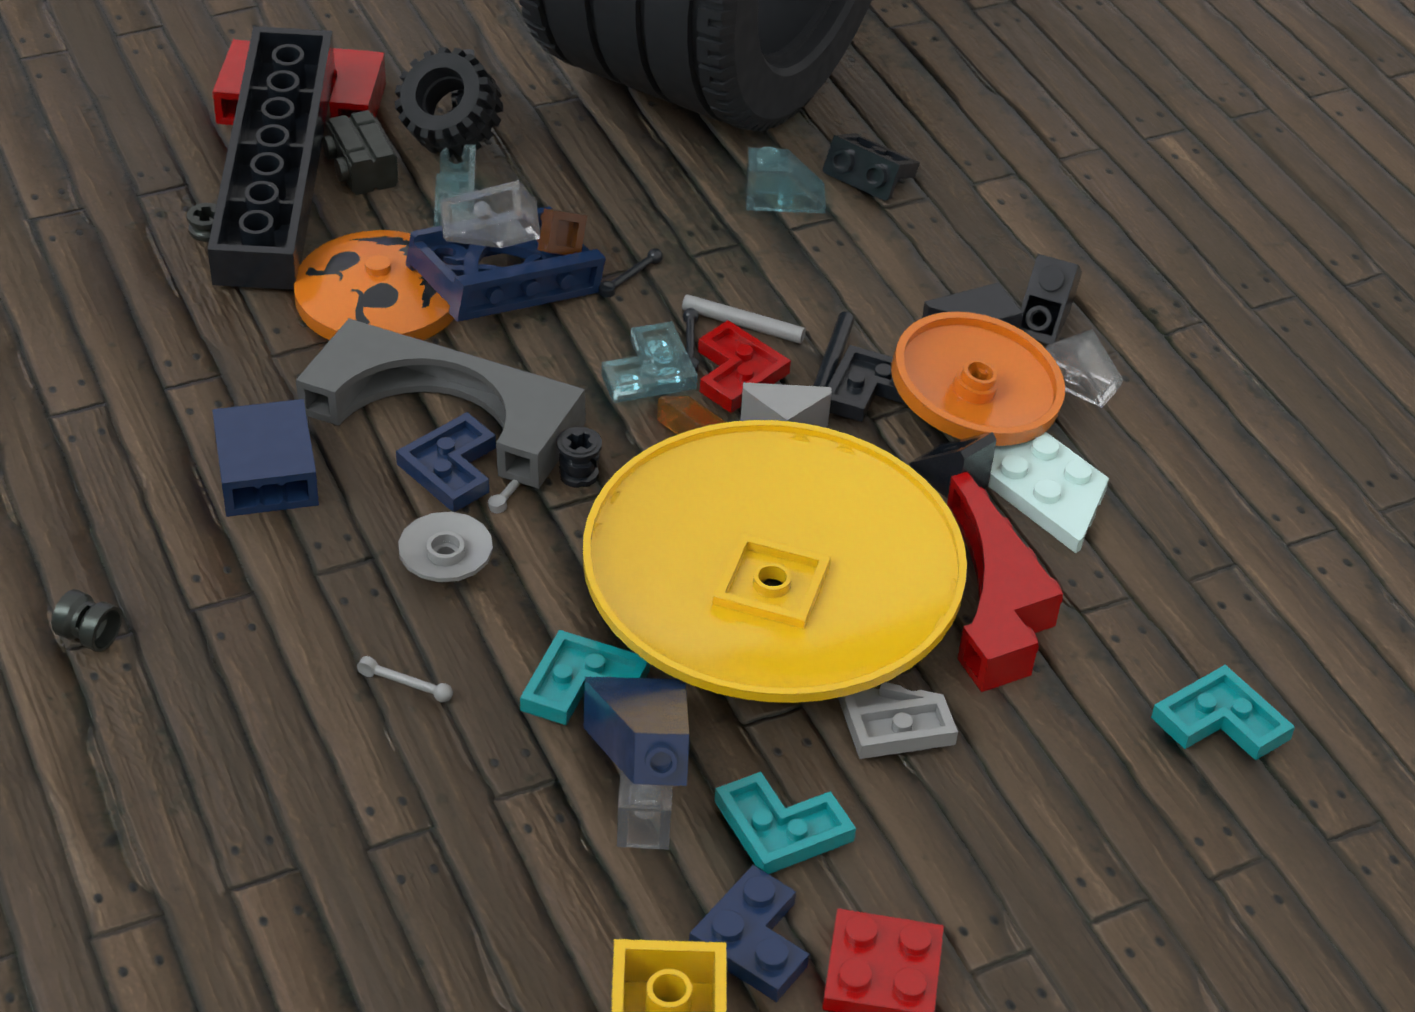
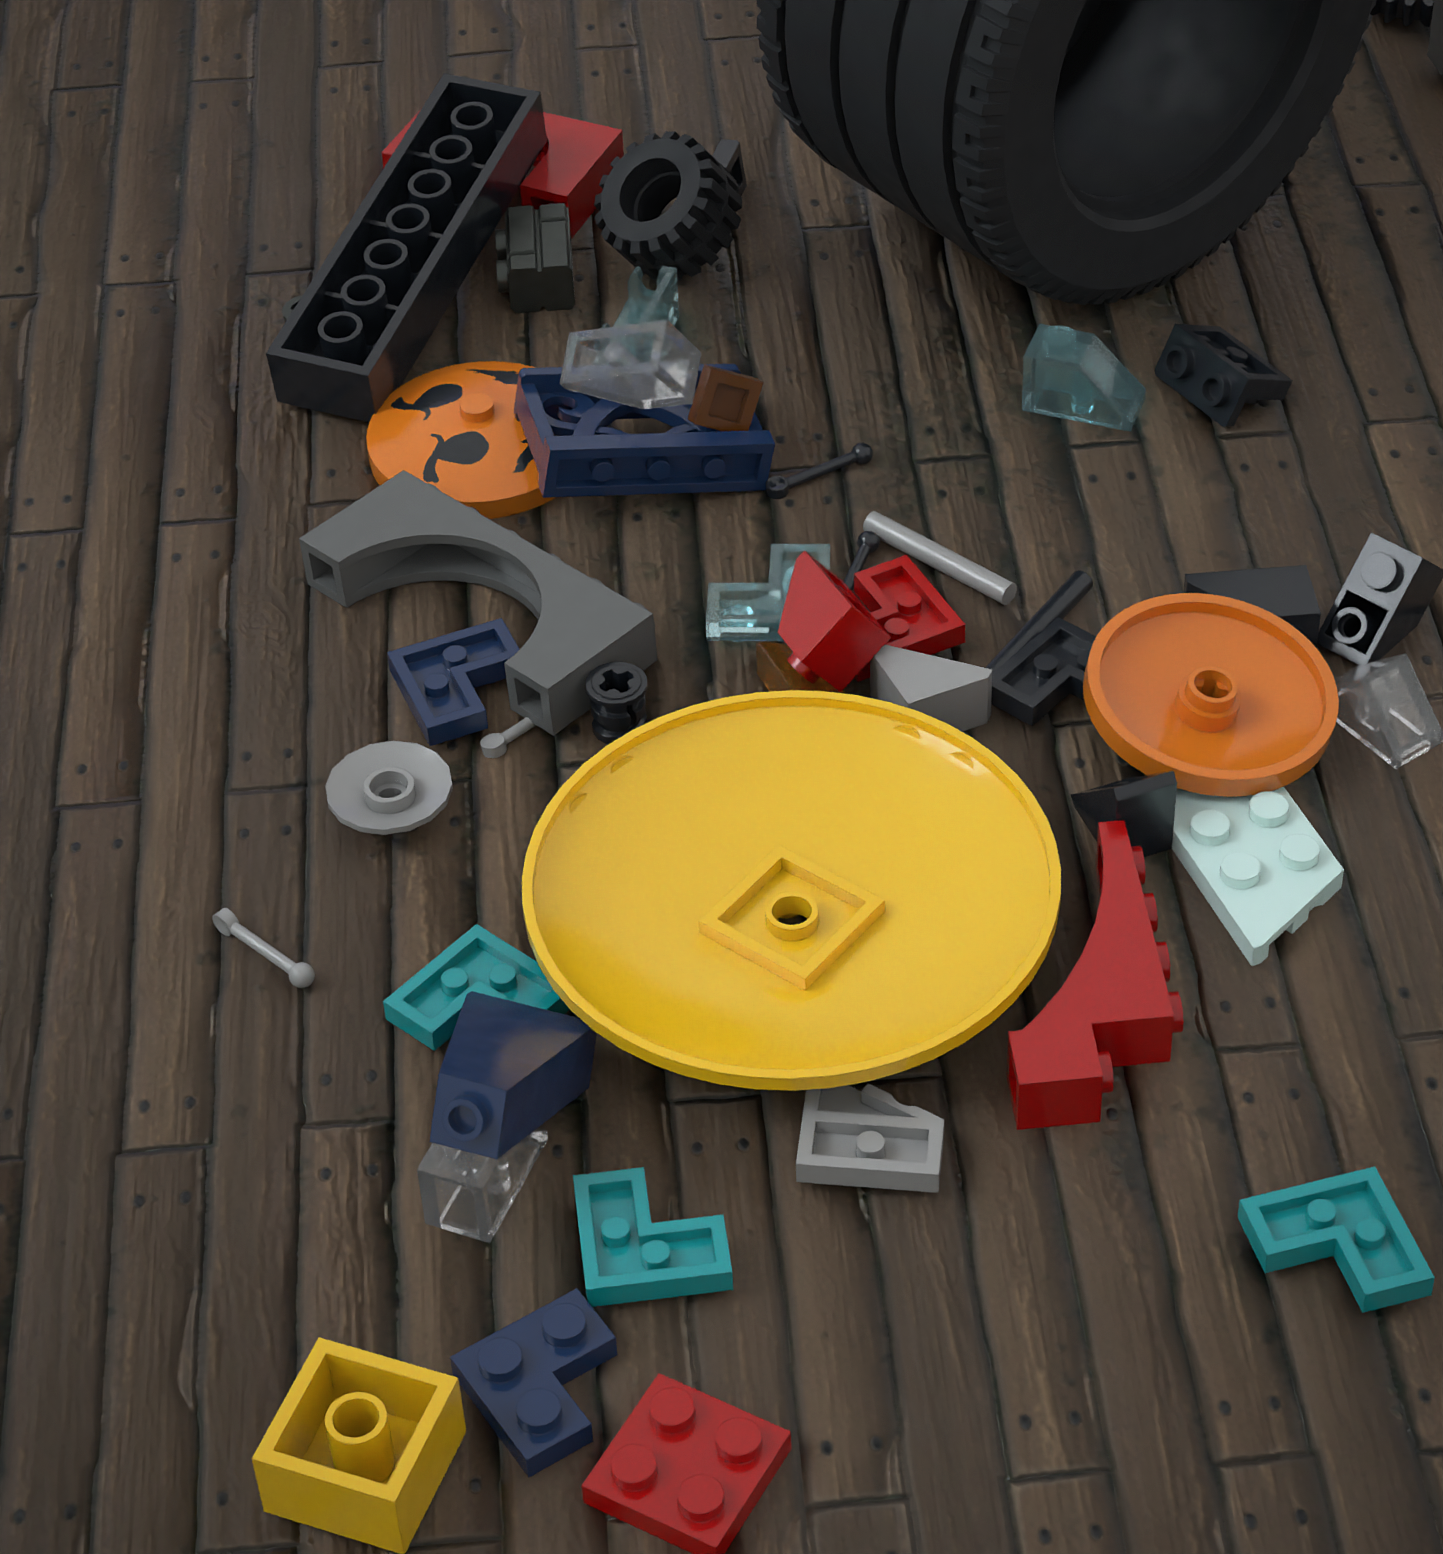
camera: 25 degrees right, 0 degrees up
(265, 457) = (225, 631): dark blue brick -> none
(710, 376) = (827, 626): none -> red slope

